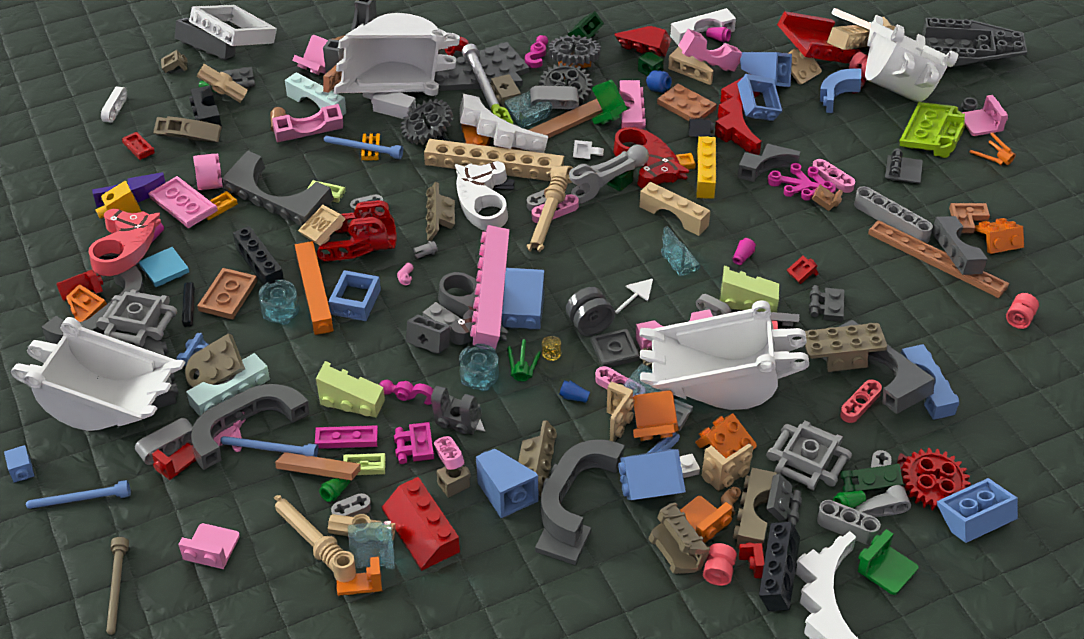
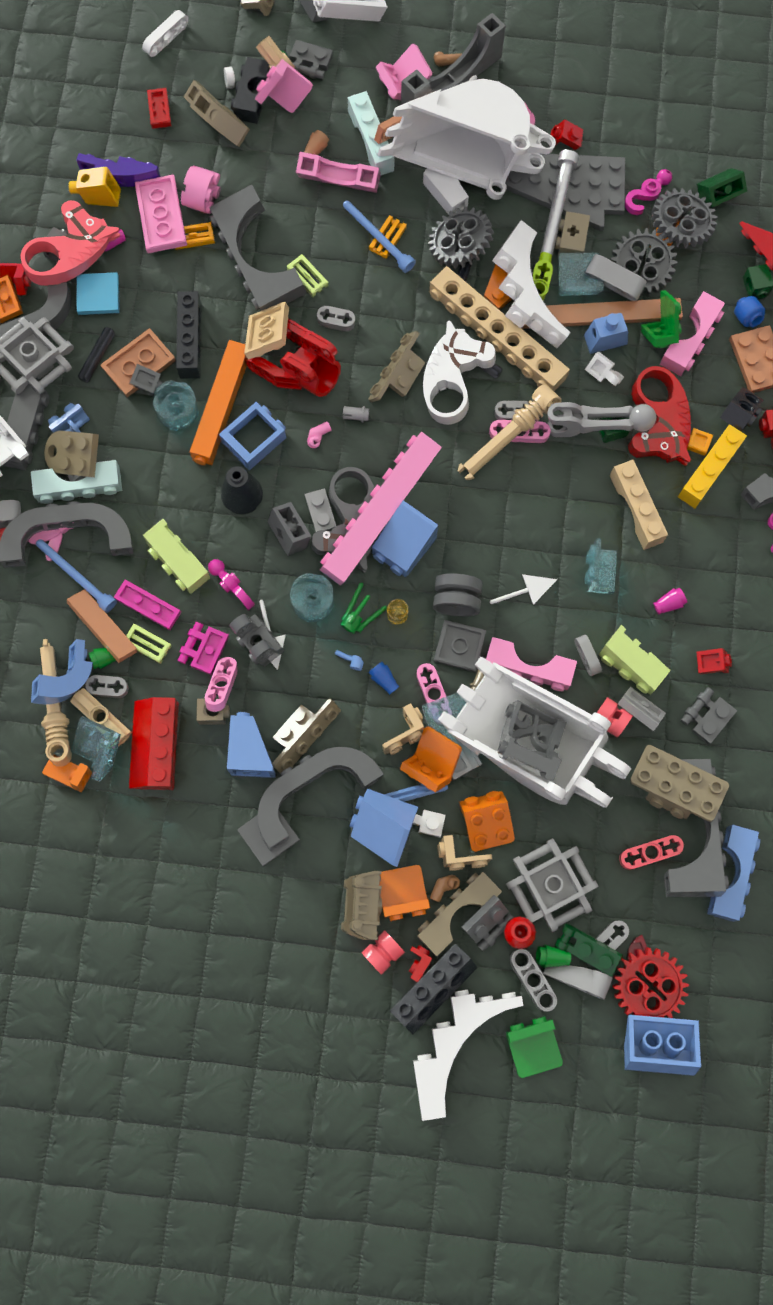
camera: 30 degrees right, 30 degrees up
(182, 108) = (229, 77): none -> white tile
(233, 92) = (284, 86): none -> bright pink bracket
(244, 296) = (145, 379): none -> dark grey bracket
(315, 511) = (57, 689): none -> medium blue arch
(370, 327) = (241, 491): none -> black cone
(543, 393) = (356, 661): none -> medium blue hand
(572, 127) = (609, 333): none -> medium blue torso
(704, 355) = (544, 758): none -> dark grey fence
(812, 491) = (520, 932): none -> red piece

